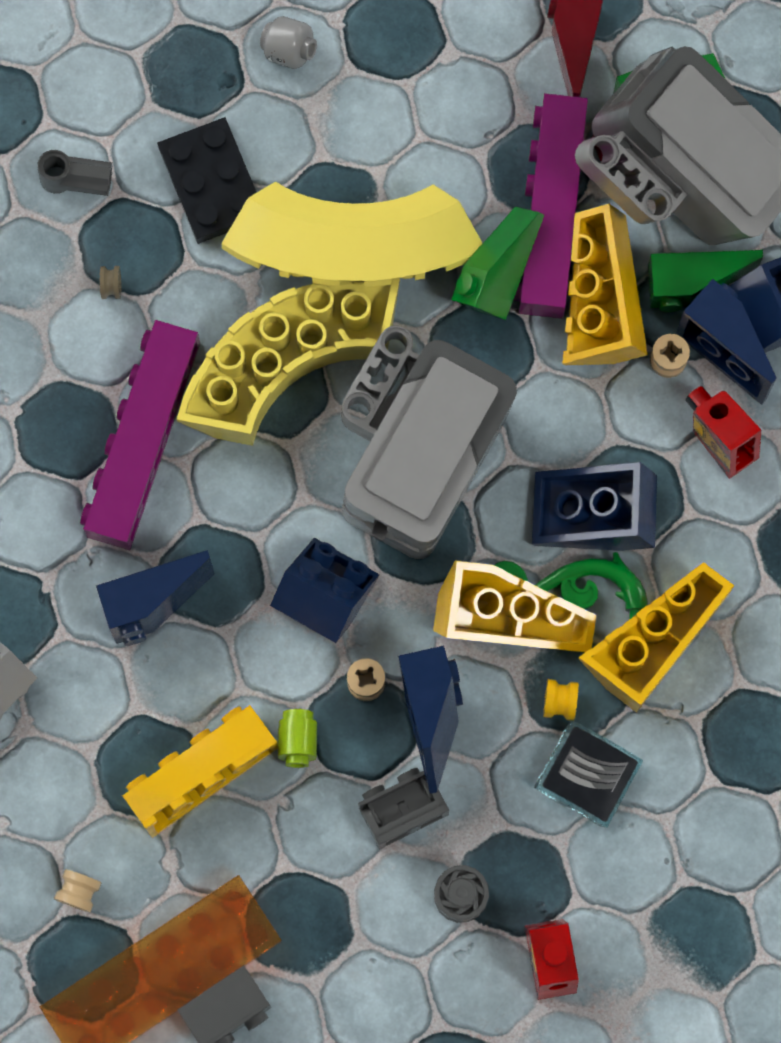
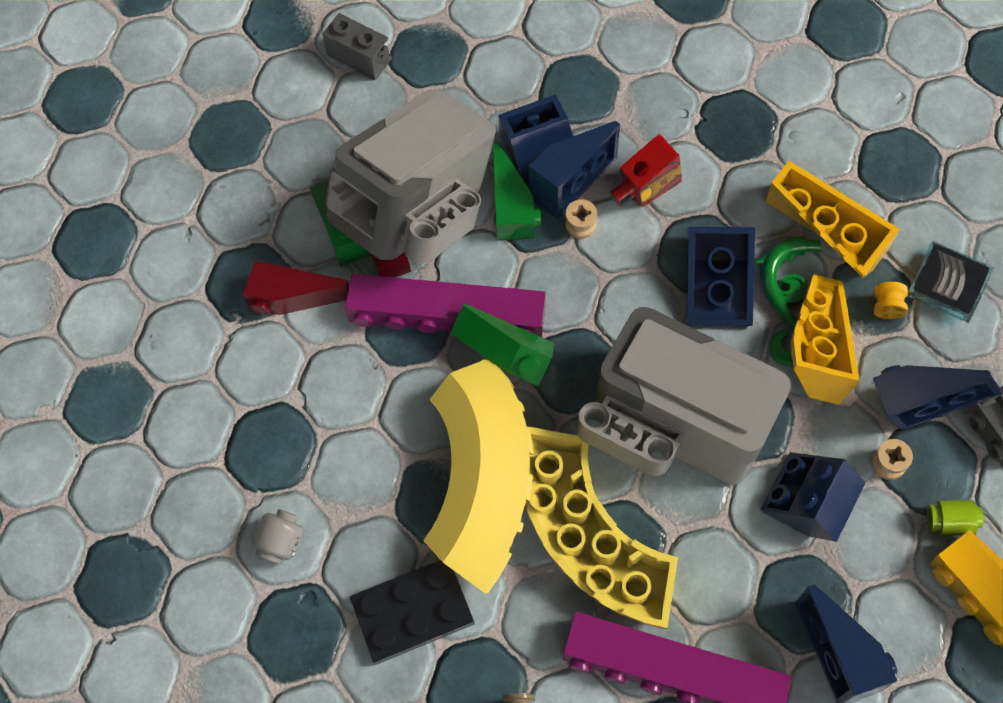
camera: 85 degrees left, 10 degrees down
(604, 302) = (539, 264): yellow wedge -> none

